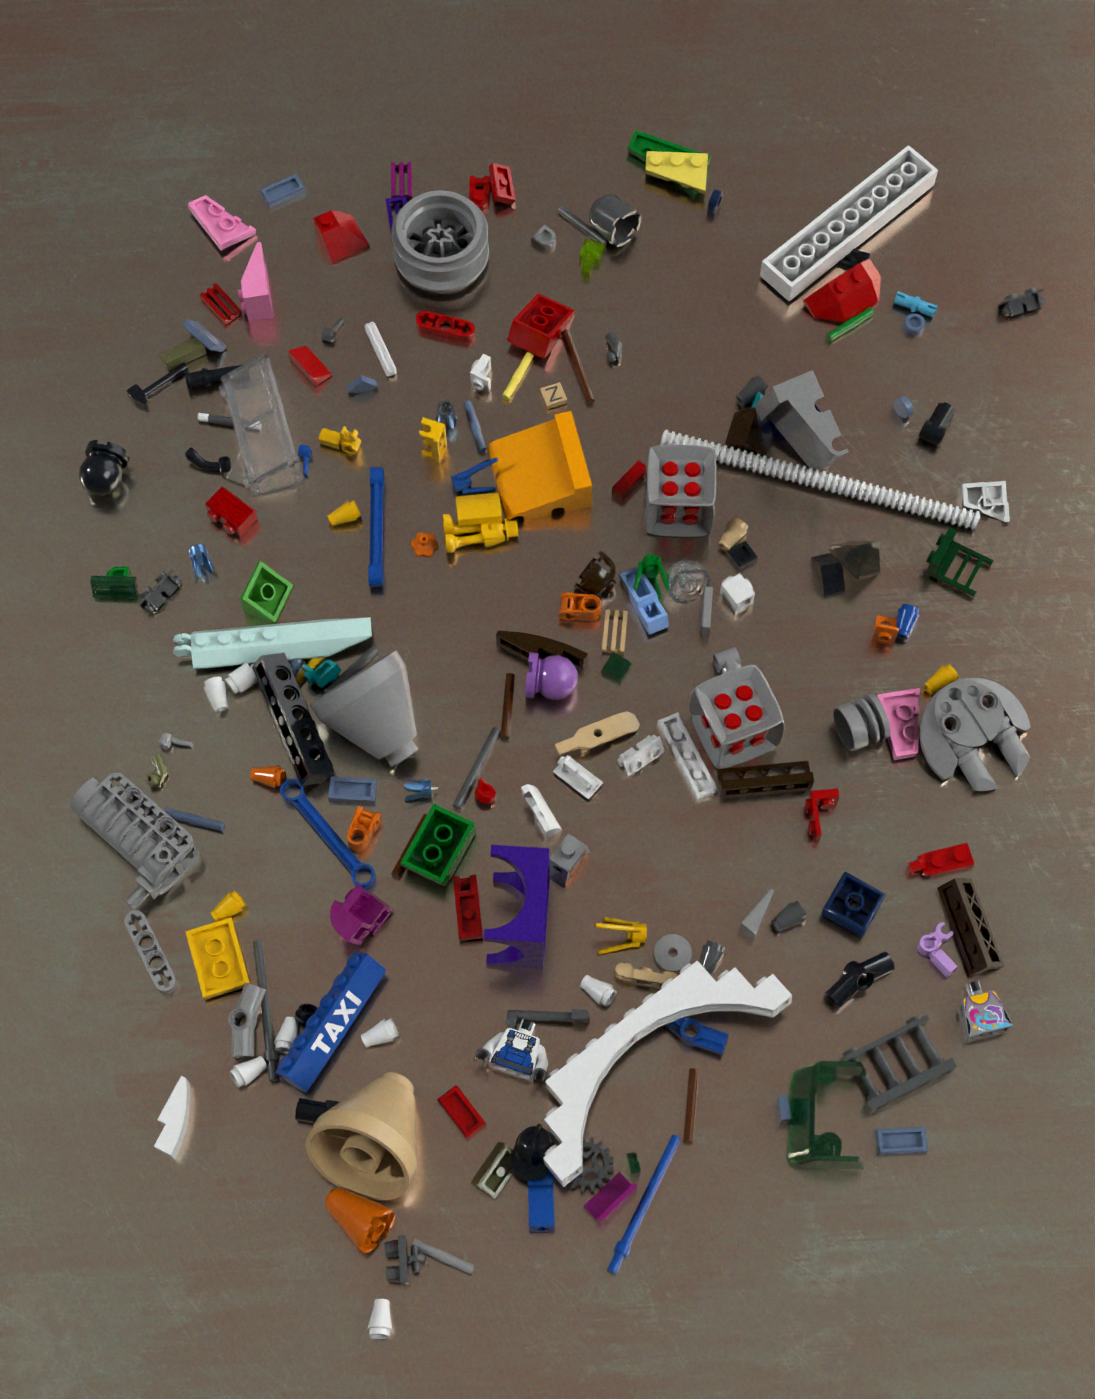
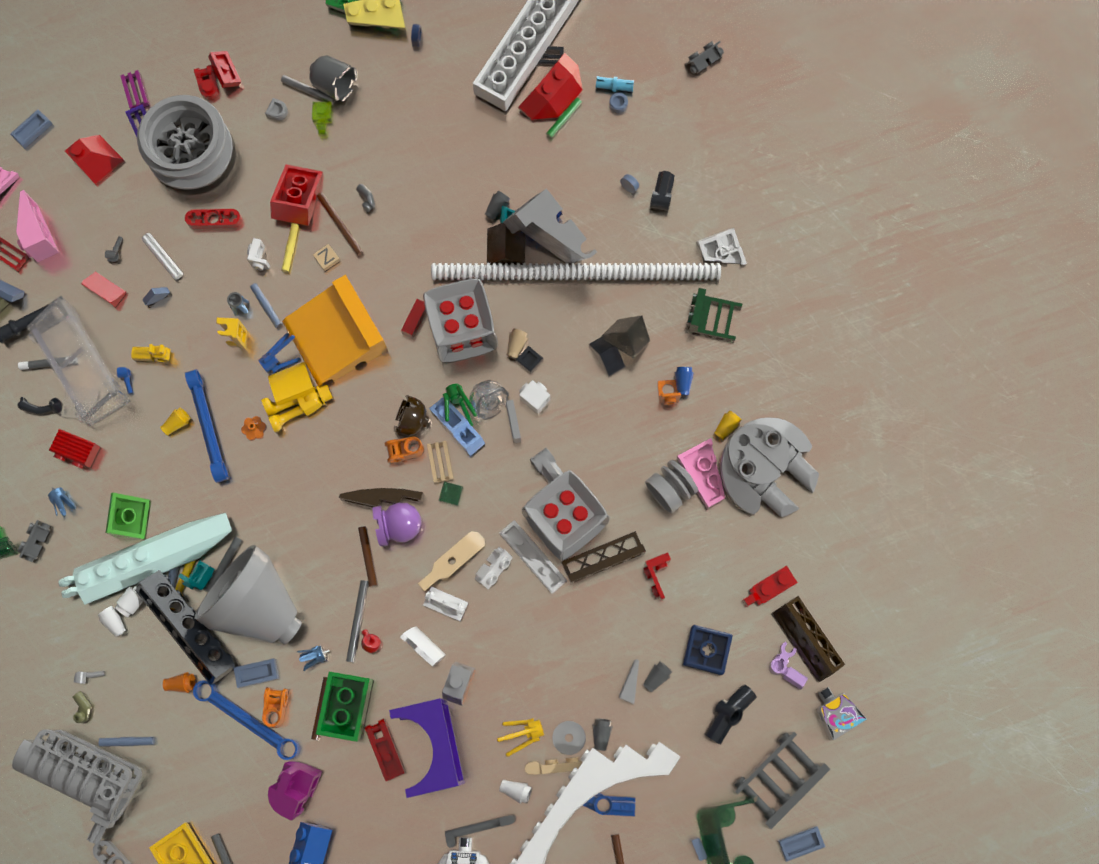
camera: 15 degrees left, 10 degrees up
(228, 906) = (180, 812): yellow cone -> none

